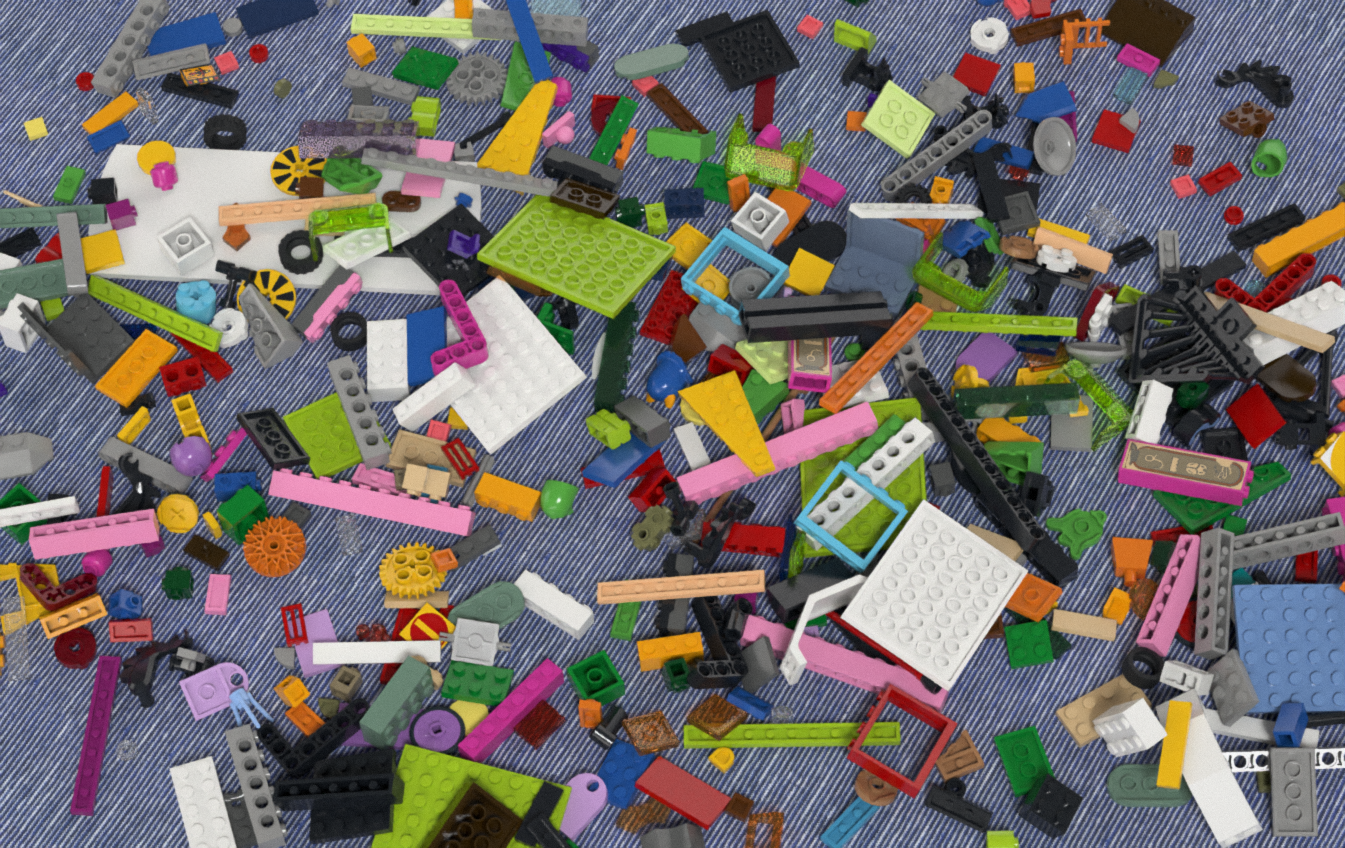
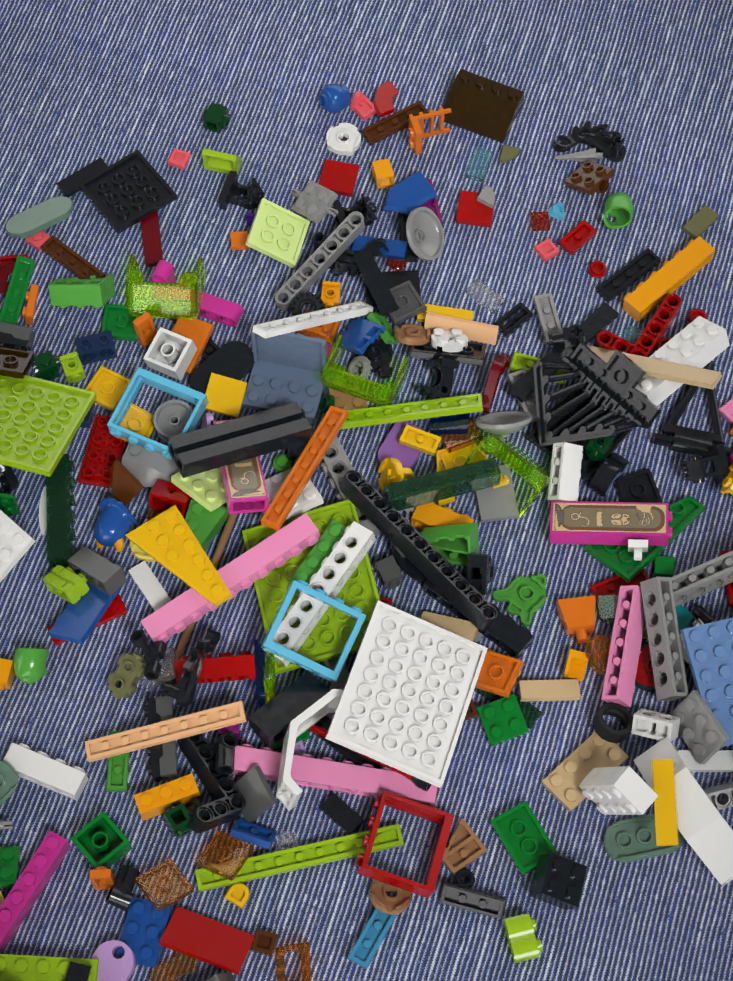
camera: 15 degrees left, 5 degrees up
(539, 724) = (54, 897): clear red plate -> none
(650, 490) = (117, 638): red brick -> none
(792, 414) = (237, 537): bright pink slope -> none
(843, 703) = (341, 814): none -> black tile
(1003, 354) = (420, 440): none -> yellow plate
(1100, 318) = (501, 389): white plate -> none
(1138, 59) = (482, 139): dark pink plate -> none
(1203, 148) = (557, 211): none -> medium azure tile
(1208, 500) = (637, 547): none -> white tile
(1244, 95) = (581, 156): none -> light grey piece
(1256, 416) = (661, 457): red tile -> none
(1288, 379) = (683, 416): dark brown tile -> none

